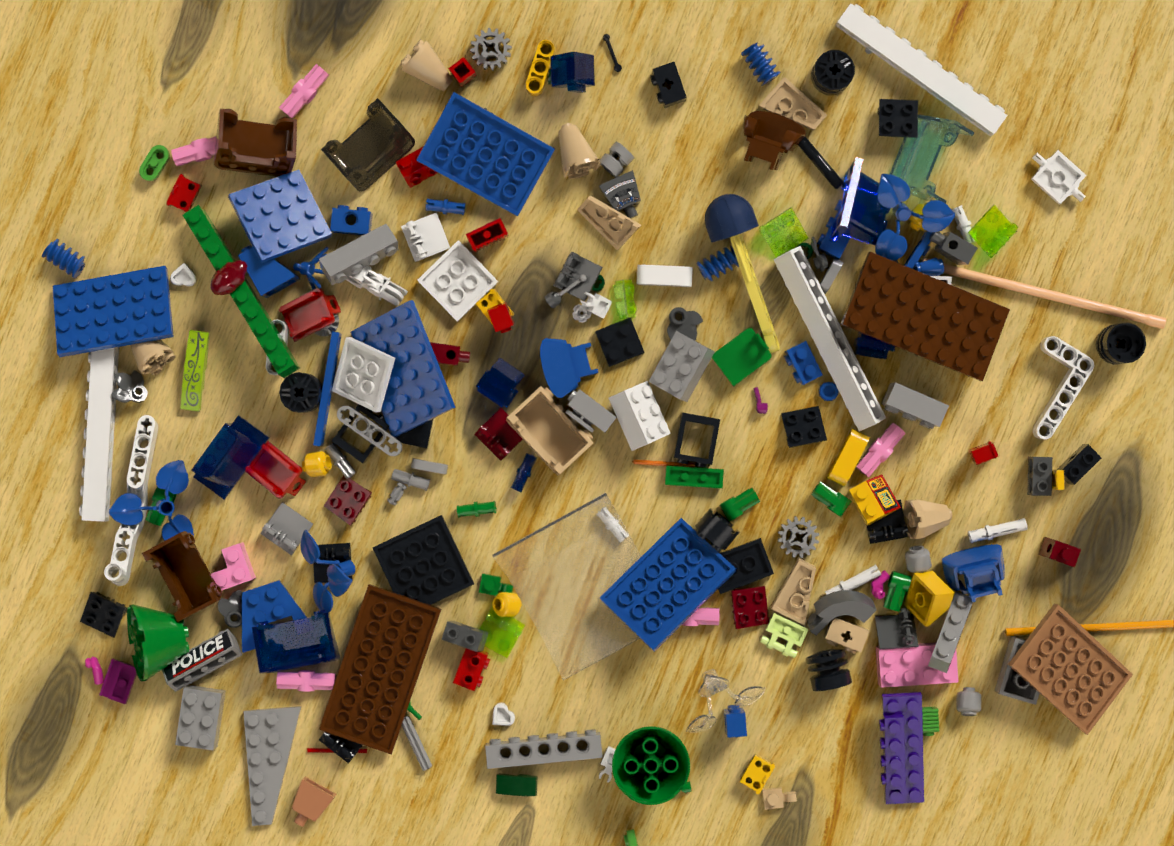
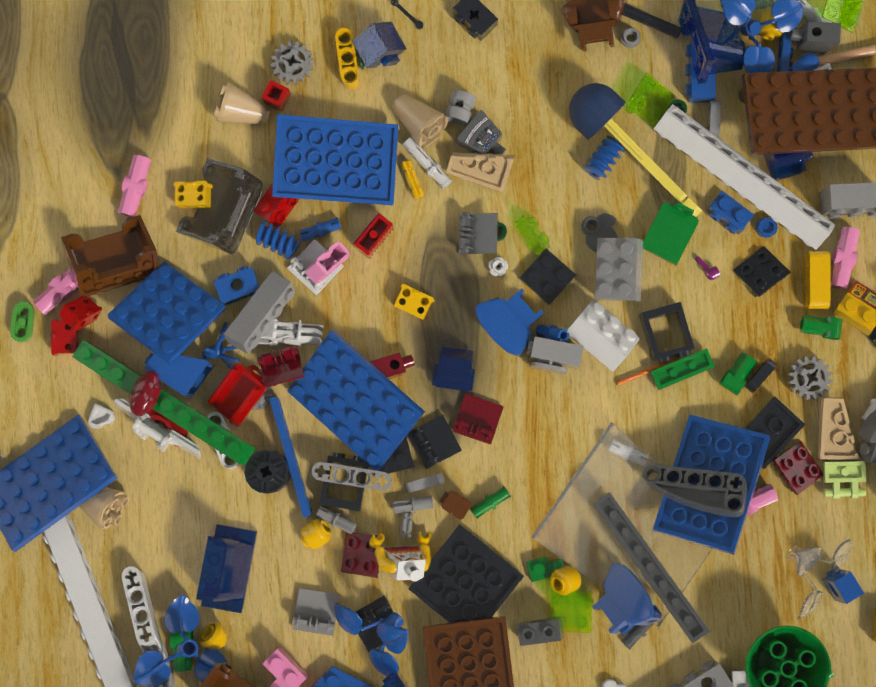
camera: 25 degrees left, 5 degrees down
(127, 386) = (96, 546): dark grey plate -> none
(191, 507) = (213, 636): none -> yellow cone
(194, 370) = (154, 501): lime slope -> none
(206, 180) = (80, 312): none -> red piece
(219, 305) = (147, 426): none -> white piece
(275, 471) = (279, 560): red piece -> none
(350, 123) = (192, 193): none -> yellow piece
(355, 310) = (281, 368): none -> dark red hinge
(363, 374) = (319, 424): white plate -> none
(380, 523) = (403, 561): none -> torso
(403, 198) = (277, 241): none -> blue piece
(436, 240) = (327, 262): none -> bright pink brick
(445, 496) = (454, 503): none -> reddish brown brick
(454, 435) = (434, 441): none -> black hinge
(457, 280) = (366, 293): white plate -> none
(471, 668) = (561, 661): red brick -> none
(501, 317) = (425, 306): red brick -> none
(523, 472) = (518, 445): clear blue pin -> none
(544, 676) = (634, 635): none -> dark grey pin
(545, 199) = (412, 179): none -> yellow axle
(546, 645) = (626, 601): none -> blue piece
(549, 430) = (525, 392): tan windscreen -> none
(554, 298) = (466, 265): hinge -> none
(565, 194) = (433, 170): none -> white pin
(581, 628) = (651, 567): none -> dark grey plate
(597, 304) = (509, 250): white plate -> none
(598, 392) = (552, 332): none -> blue pin
(653, 589) = (701, 495): none -> dark grey beam
(664, 275) = (559, 194): white beam -> none
(716, 529) = (731, 408): black brick -> none
(757, 514) = (760, 375): none -> black beam
(801, 168) = (630, 32): none -> light grey plate
(820, 261) = (698, 108): dark grey plate -> none

